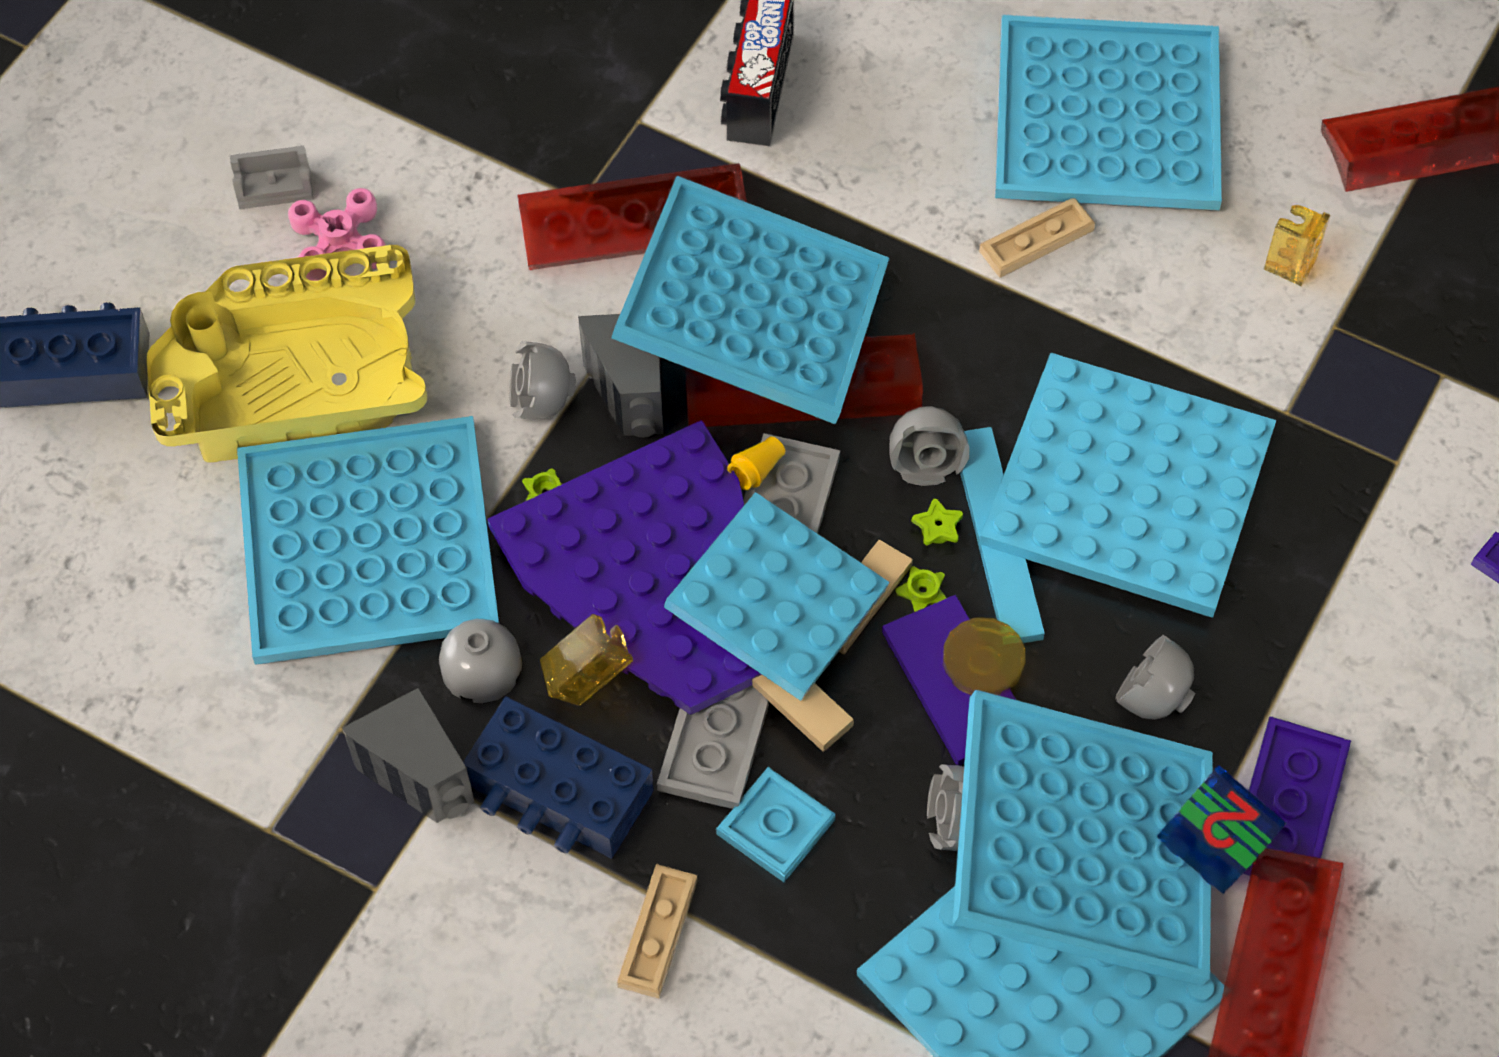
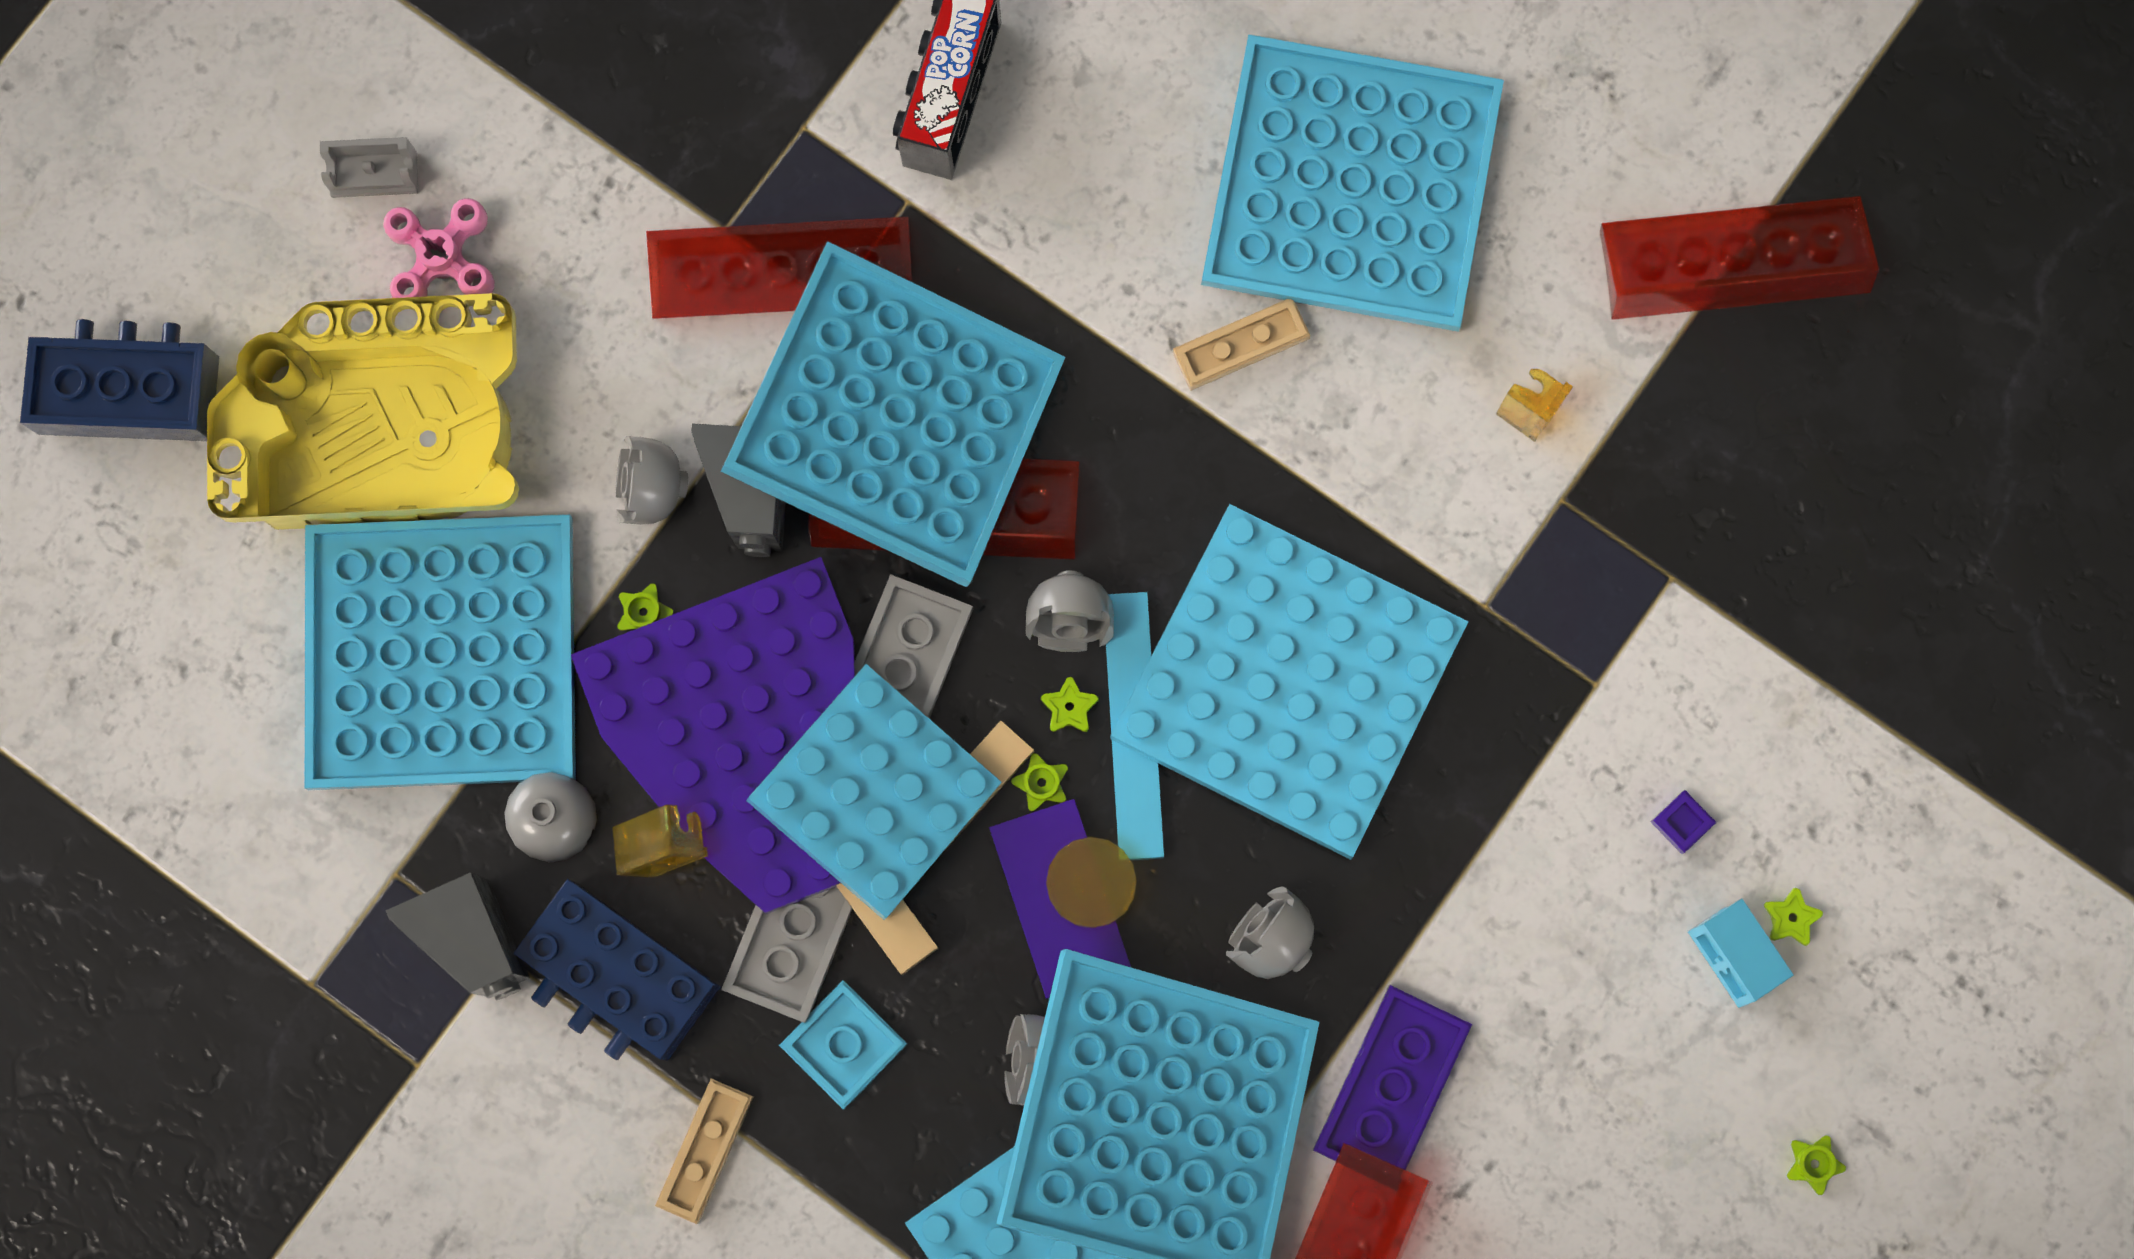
camera: 10 degrees right, 20 degrees up
(756, 462) = (875, 618): yellow cone -> none
(1221, 830) = (1300, 1138): clear blue slope -> none

